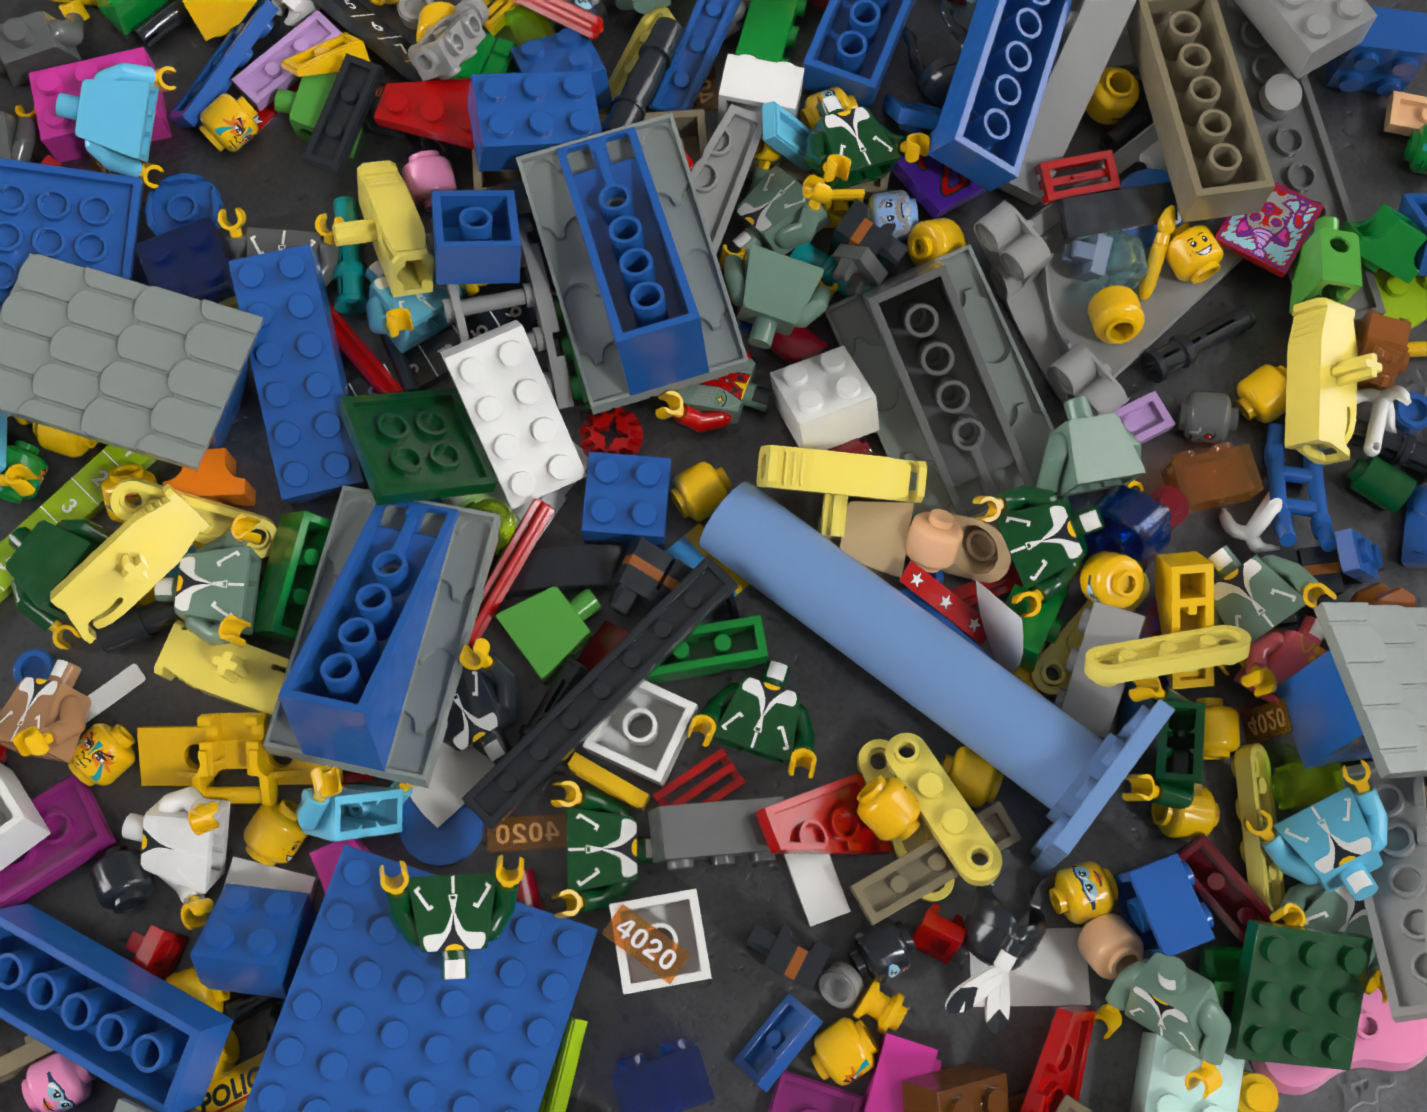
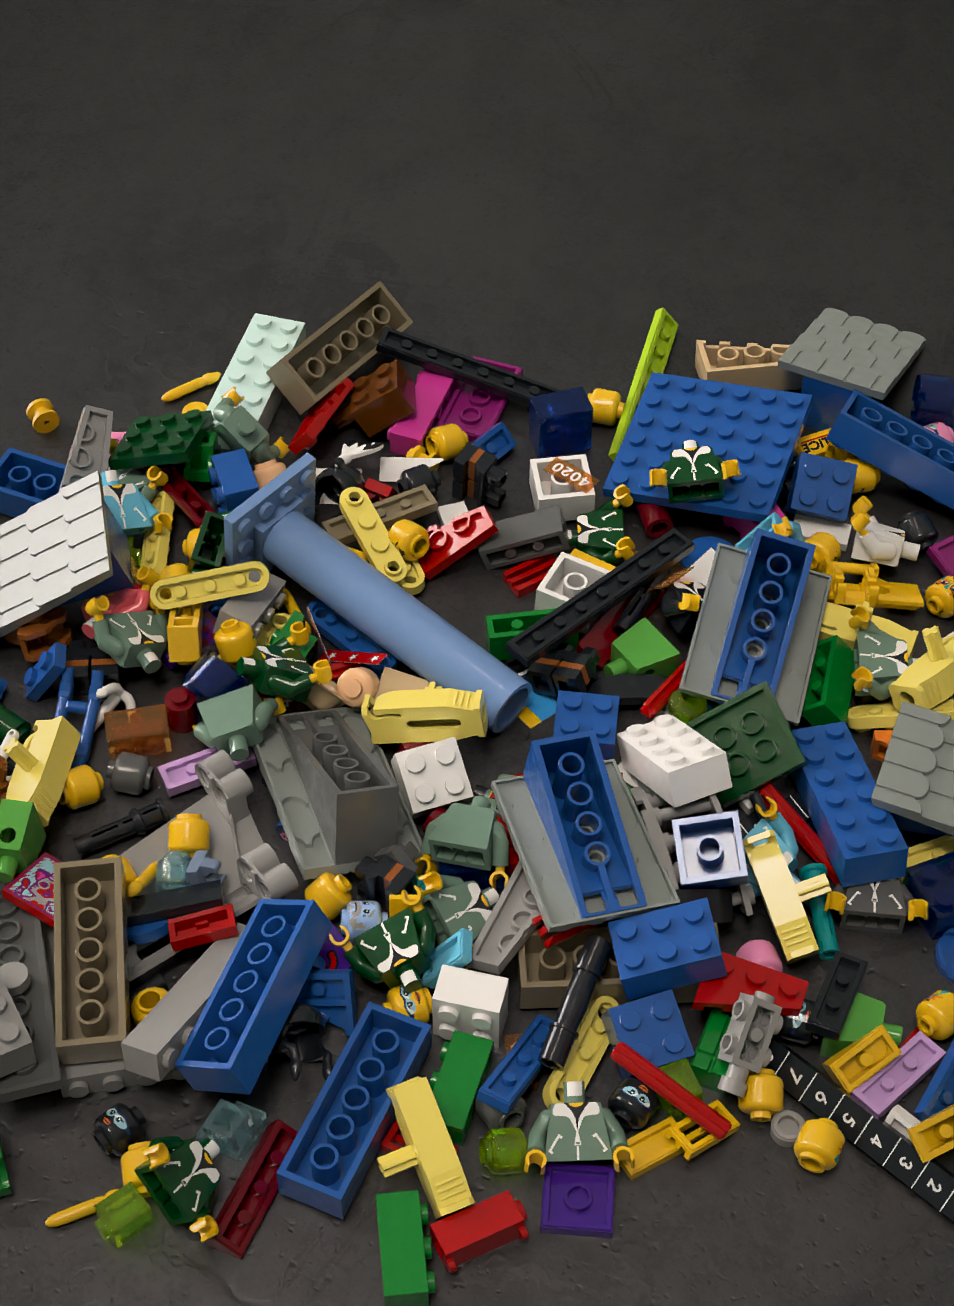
camera: 175 degrees left, 25 degrees down
(157, 950) = (889, 500): red tile -> none
(500, 736) = (676, 575): none -> clear orange sticker
(699, 490) = (525, 730): yellow head -> none
(761, 720) = (488, 594): dark green torso -> none
(841, 985) = (445, 471): light grey tile -> none
(910, 987) = (393, 466): none -> white sticker

